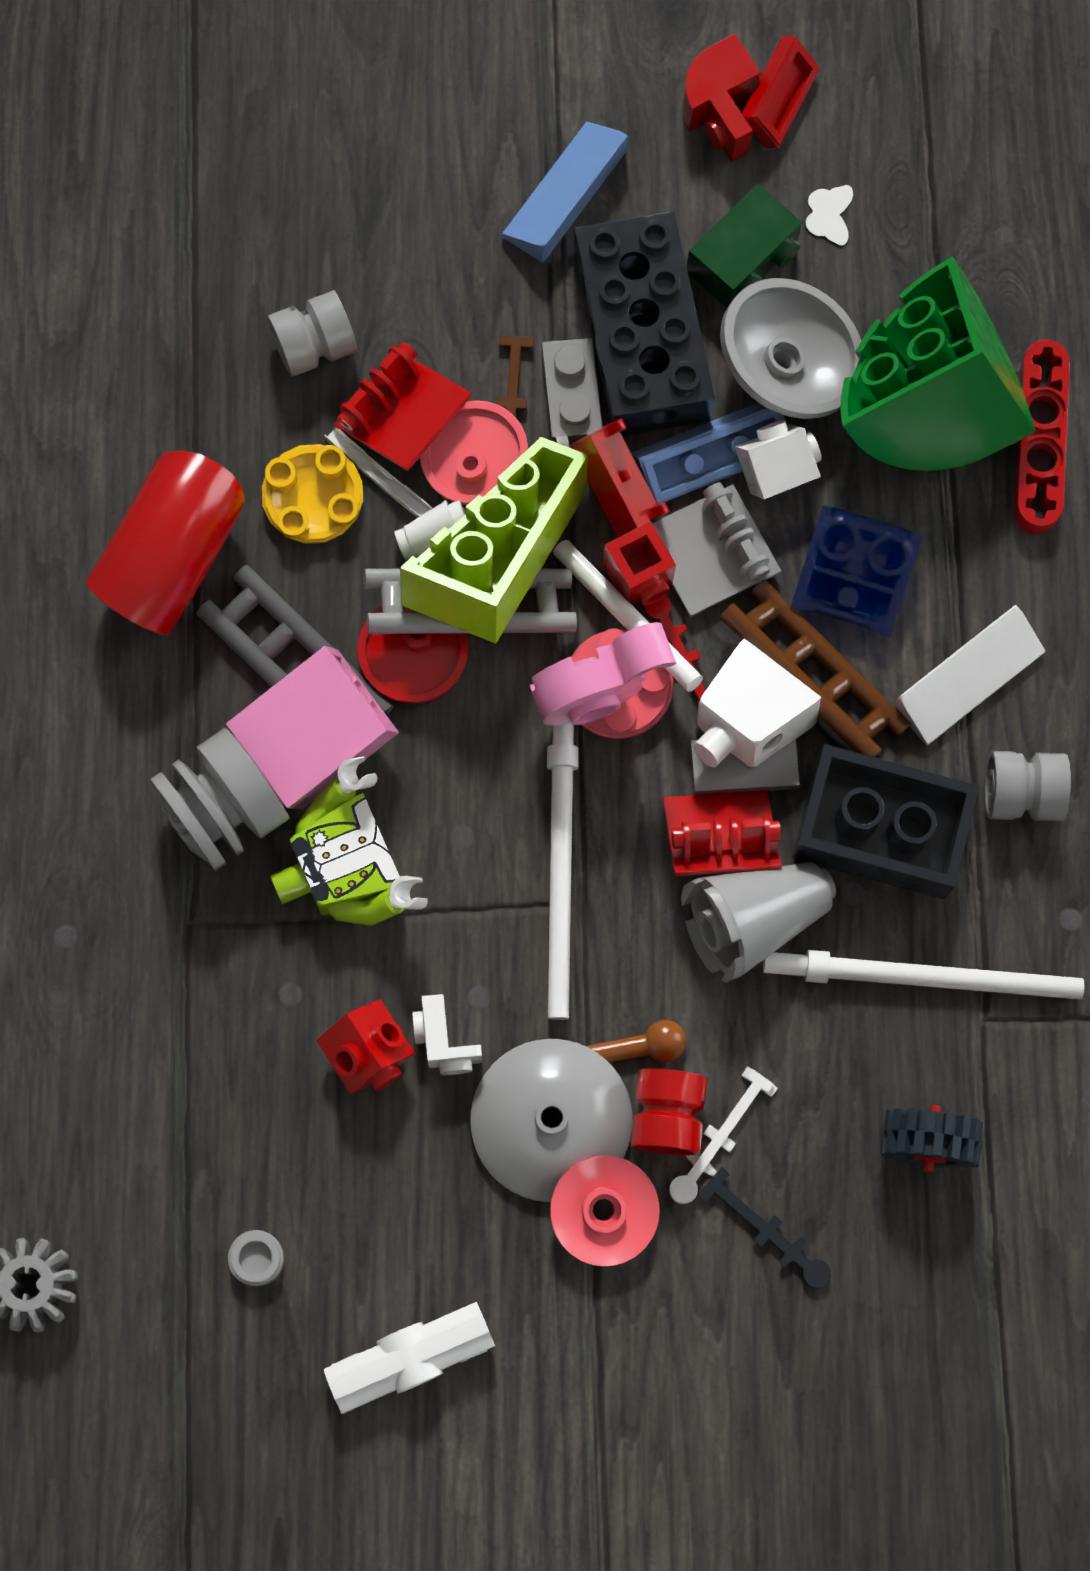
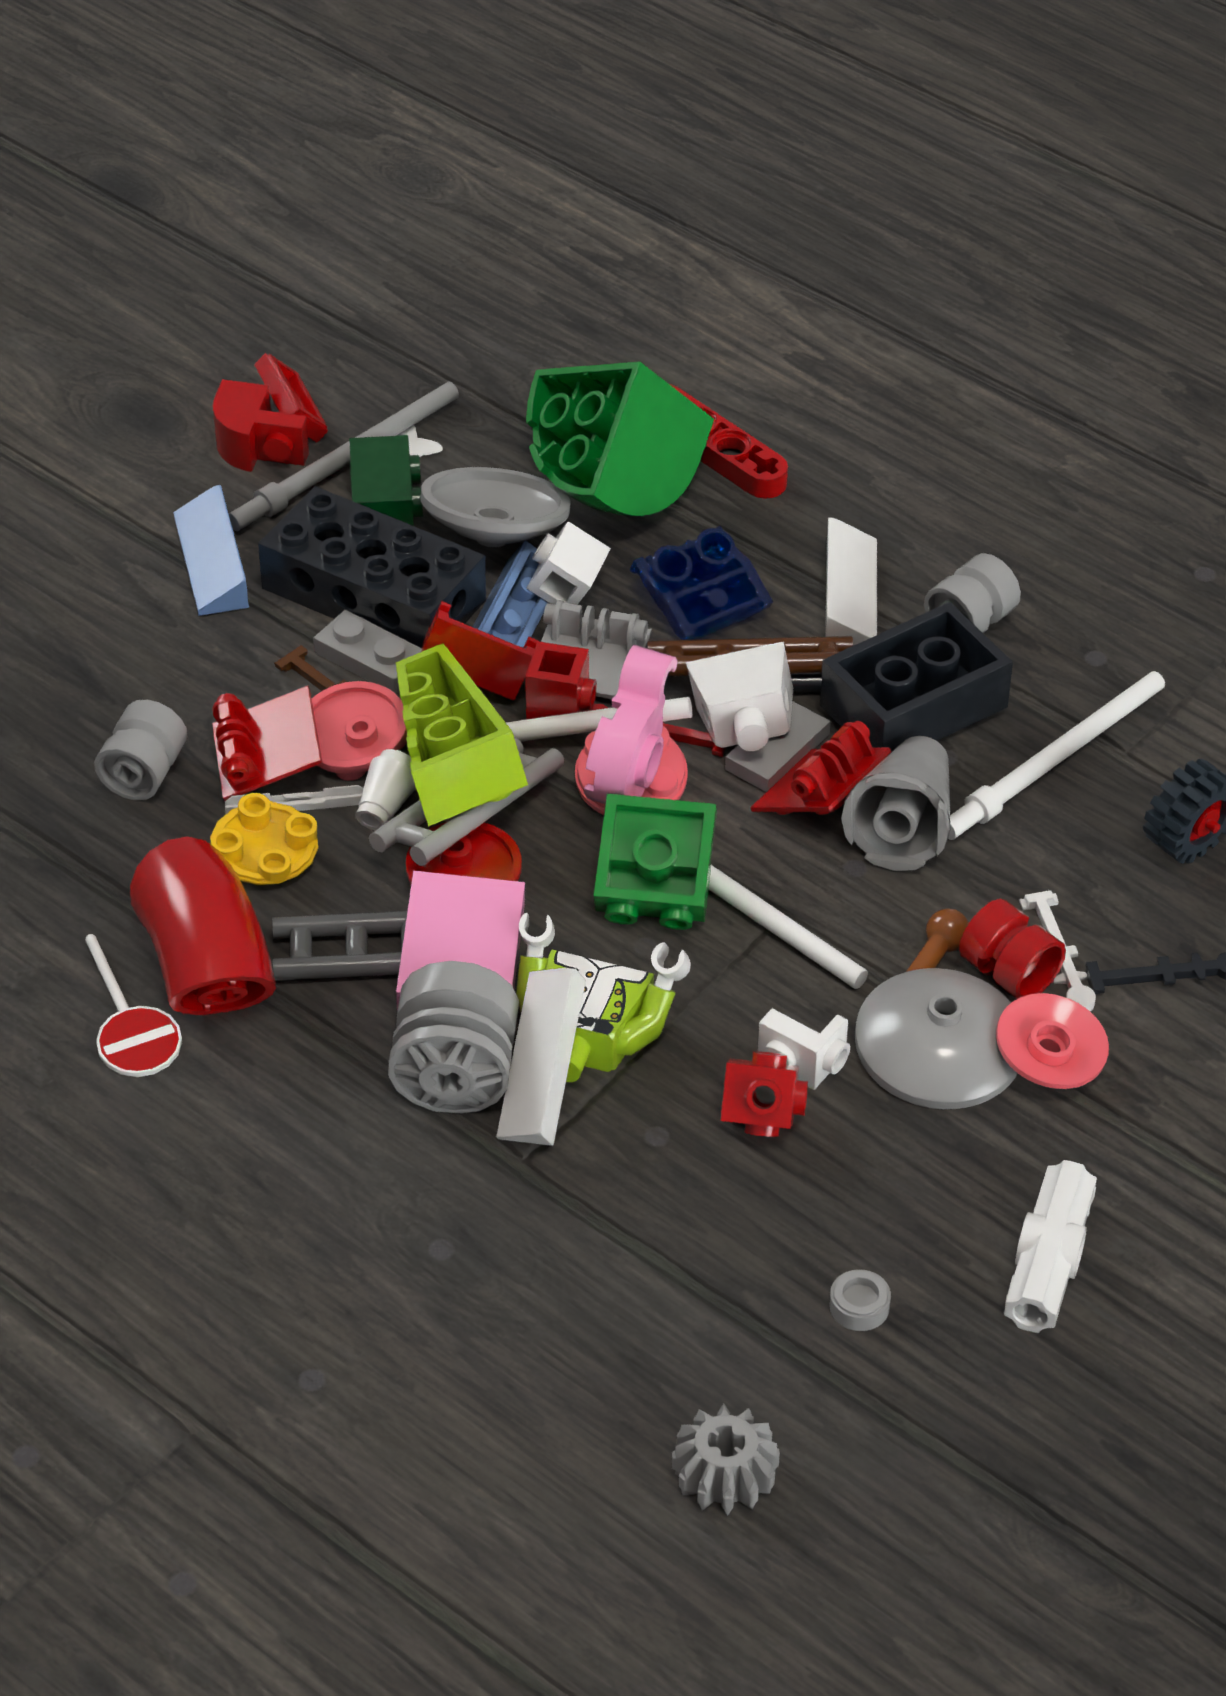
camera: 45 degrees left, 30 degrees down
(62, 566) = (136, 1038): none -> piece
(259, 872) = (541, 1056): none -> white slope
(519, 788) = (655, 860): none -> green plate
(665, 177) = (275, 497): none -> light grey bar

